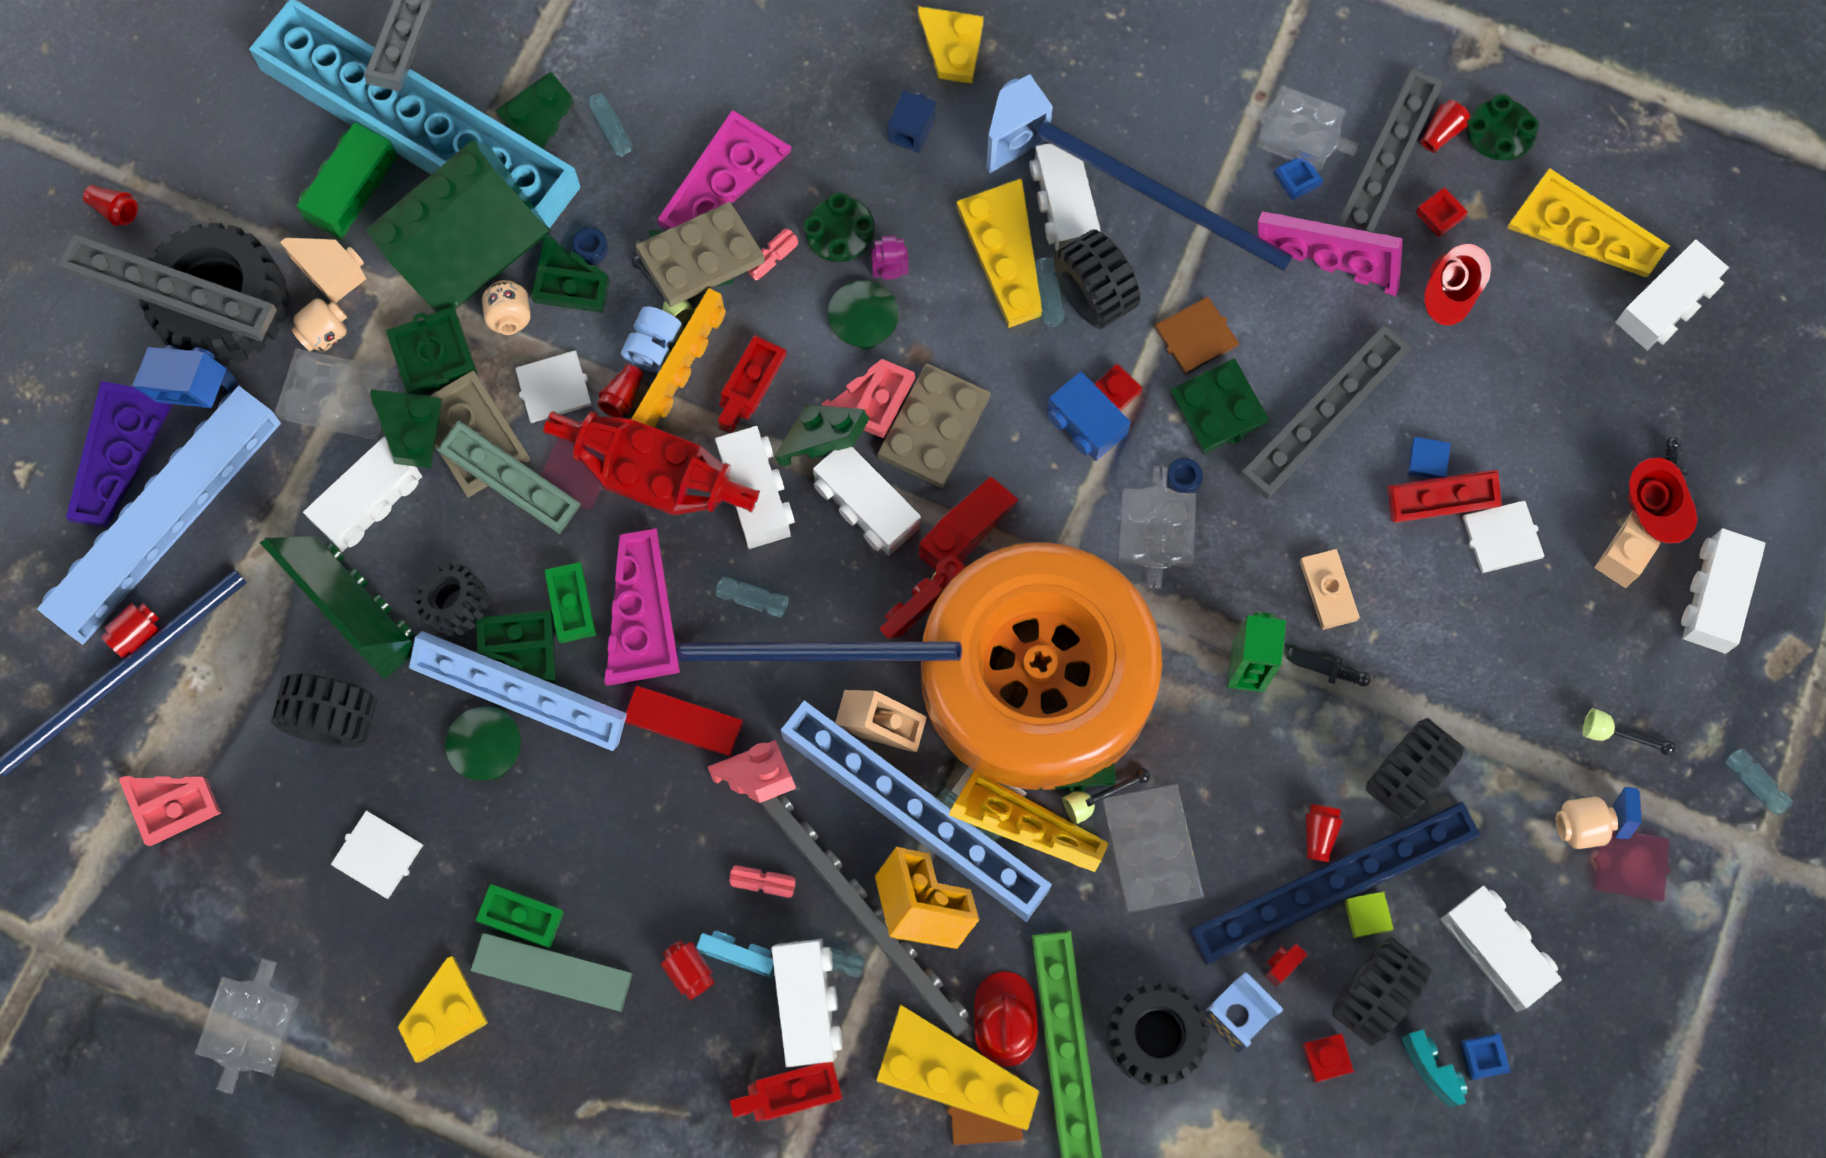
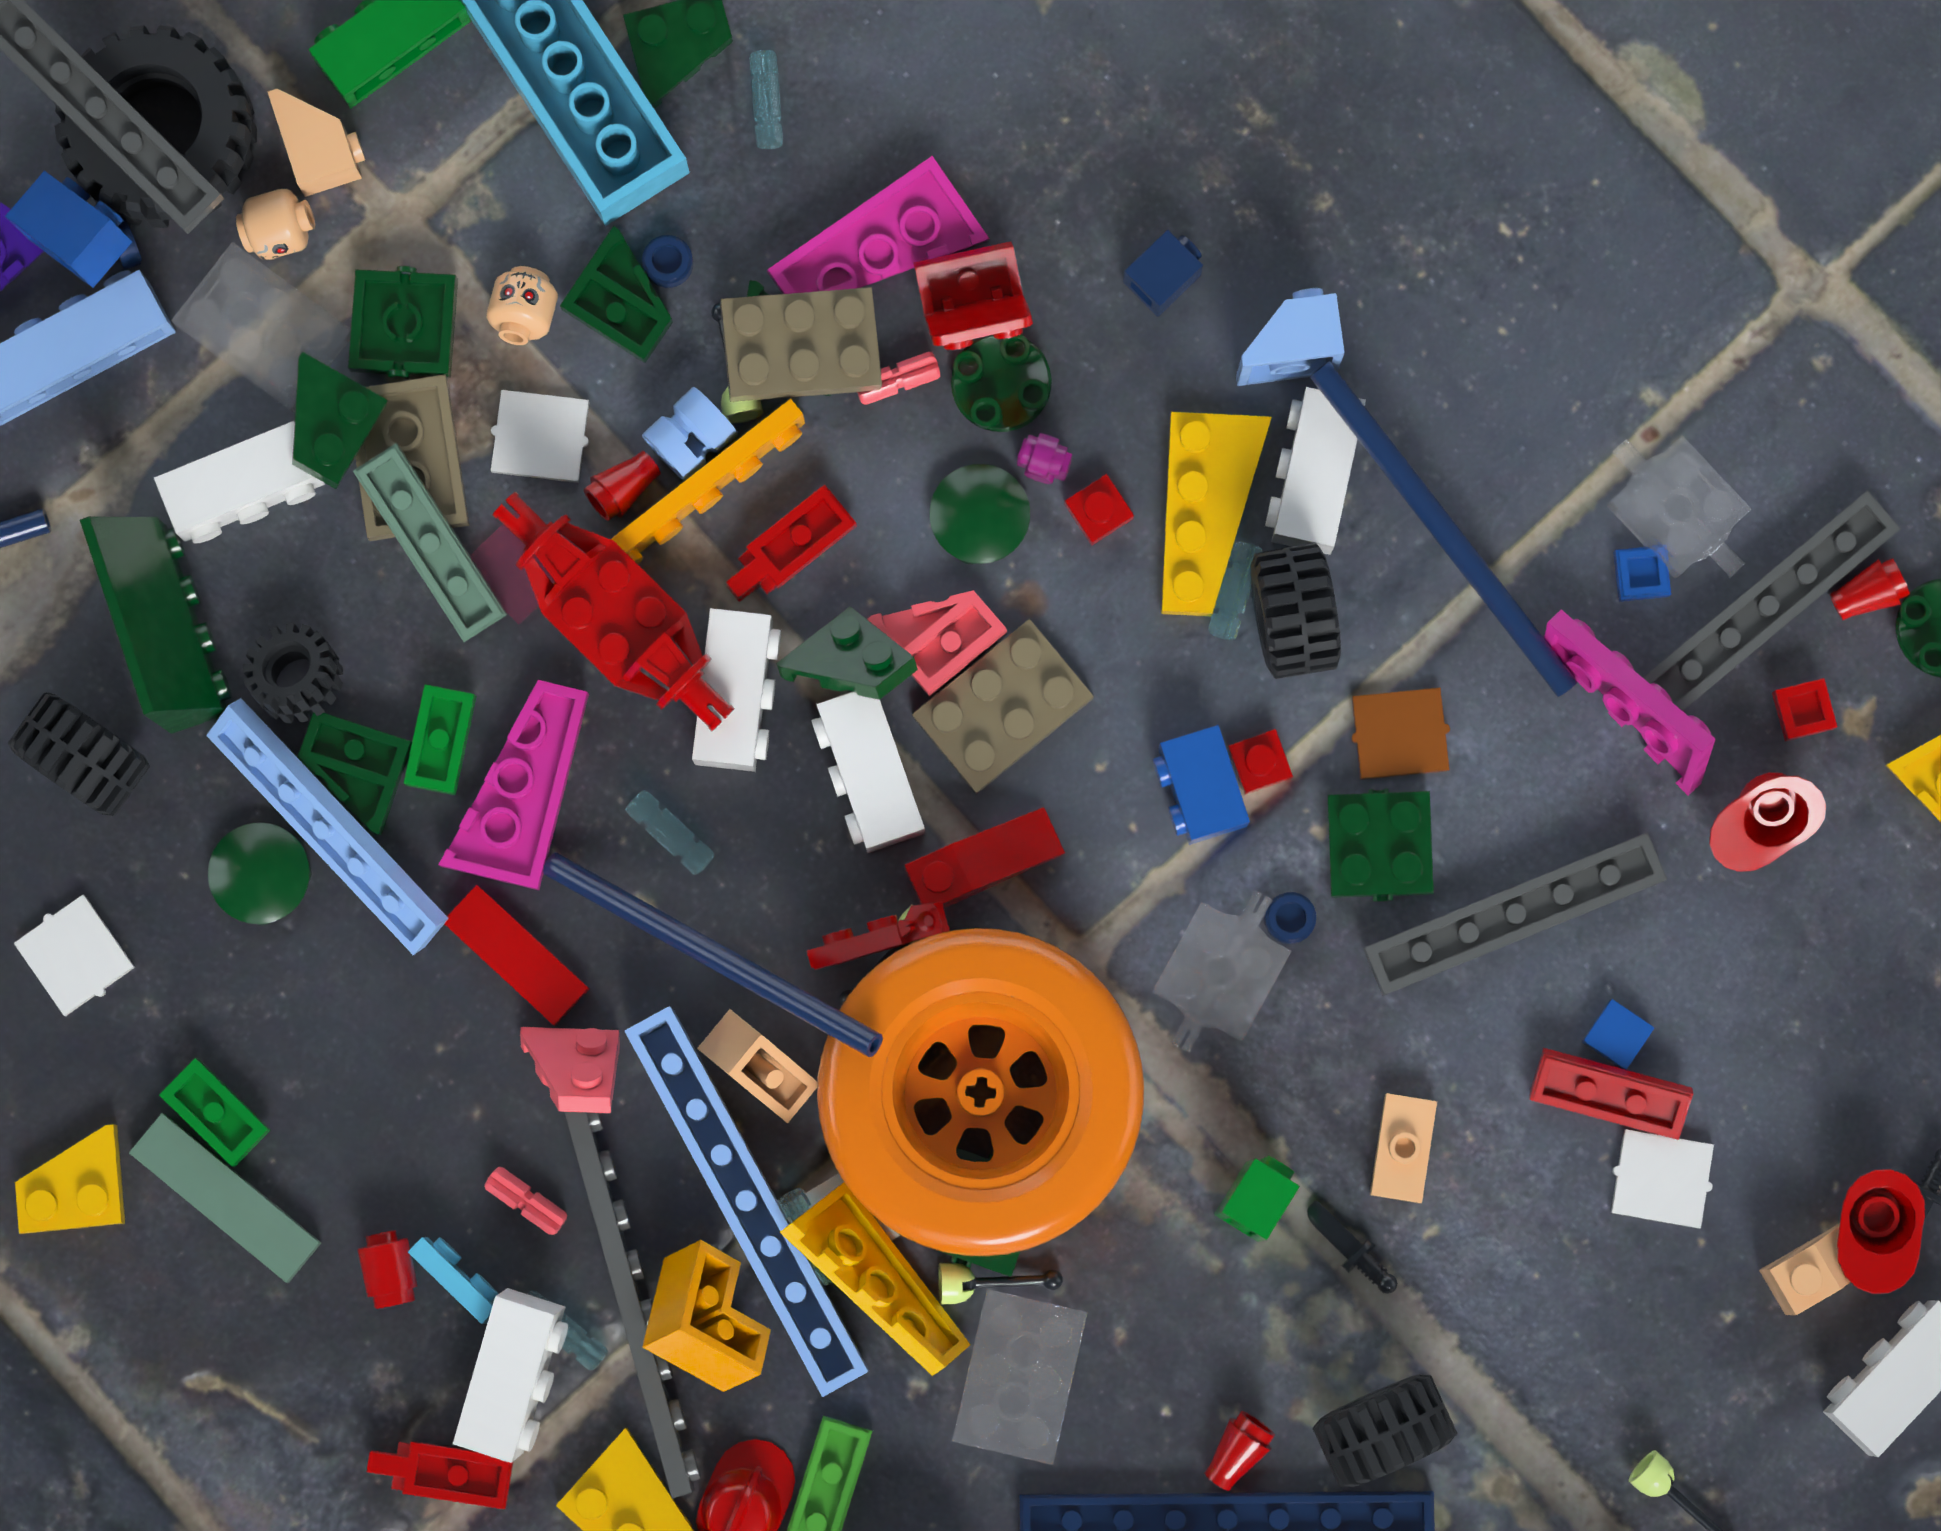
camera: 25 degrees right, 10 degrees up
(459, 228) = (503, 179): dark green slope -> none
(794, 179) = (972, 296): none -> red bracket
(938, 280) = (1099, 509): none -> red plate
(952, 41) = (1272, 178): yellow wing -> none

